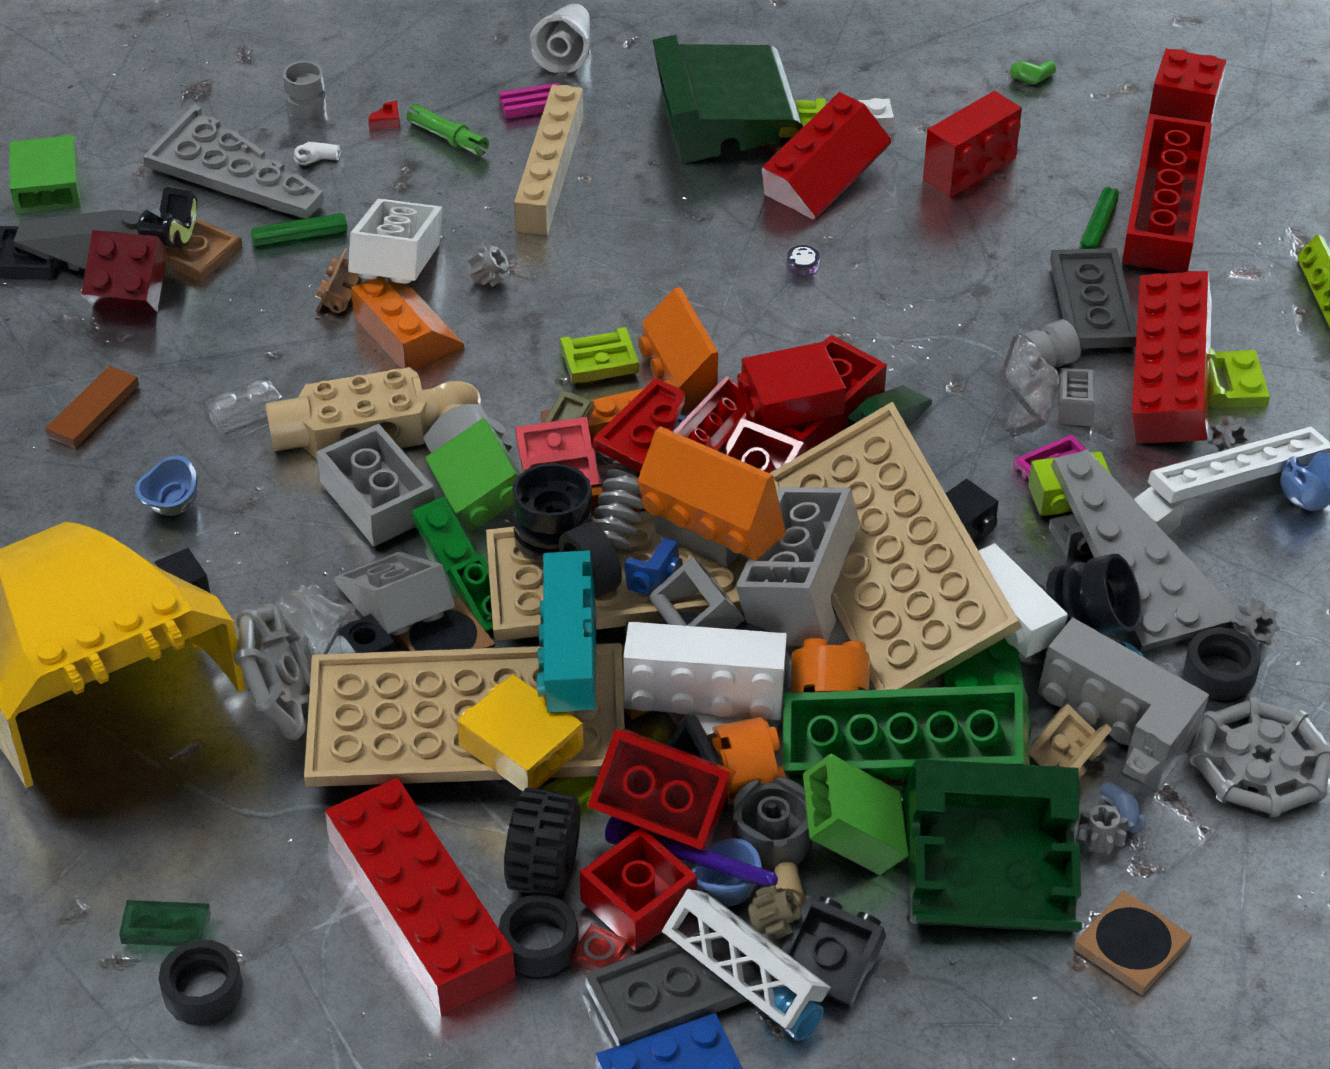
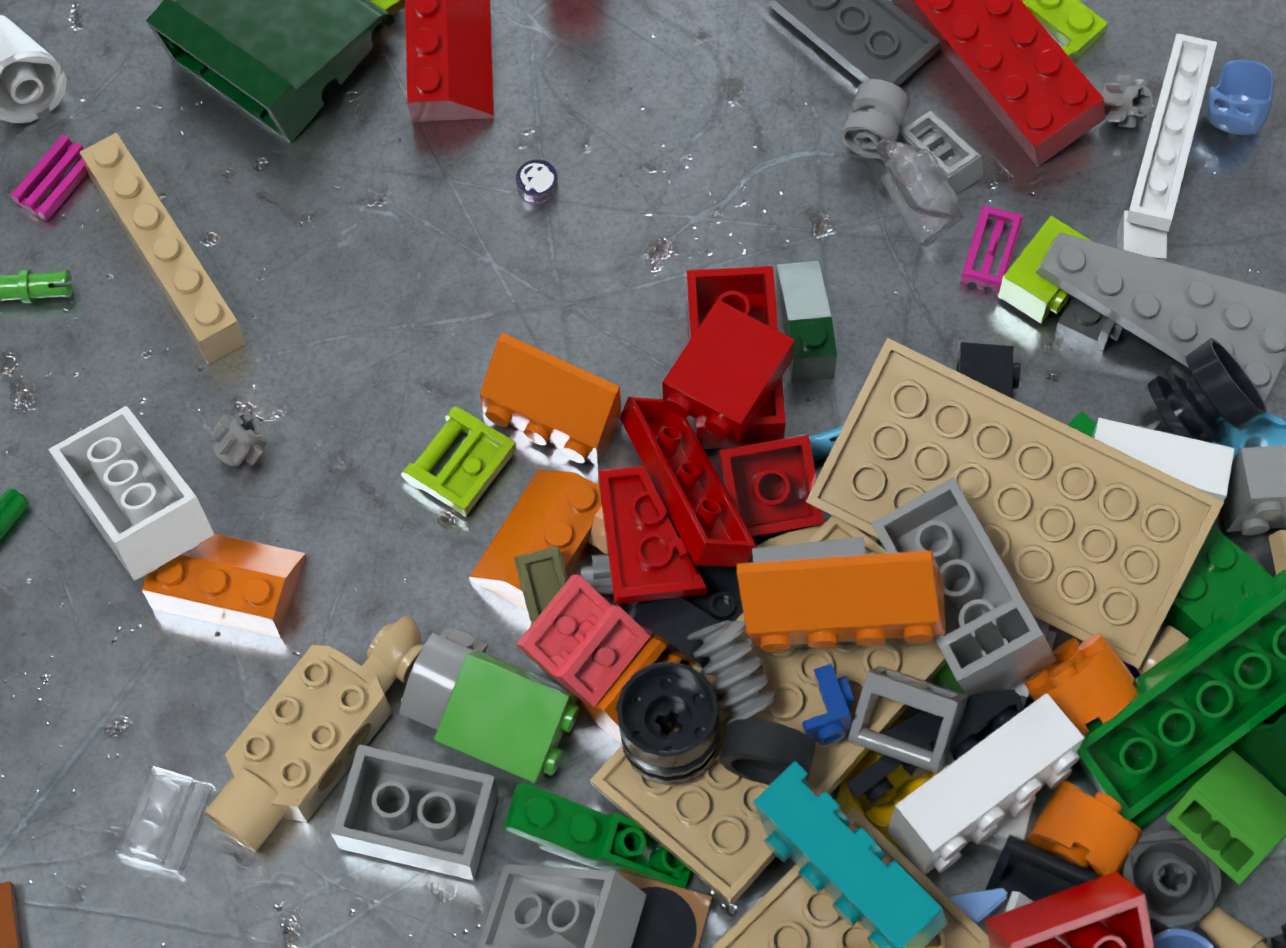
camera: 40 degrees left, 20 degrees up
(337, 290) = (102, 601): medium nougat hinge -> none

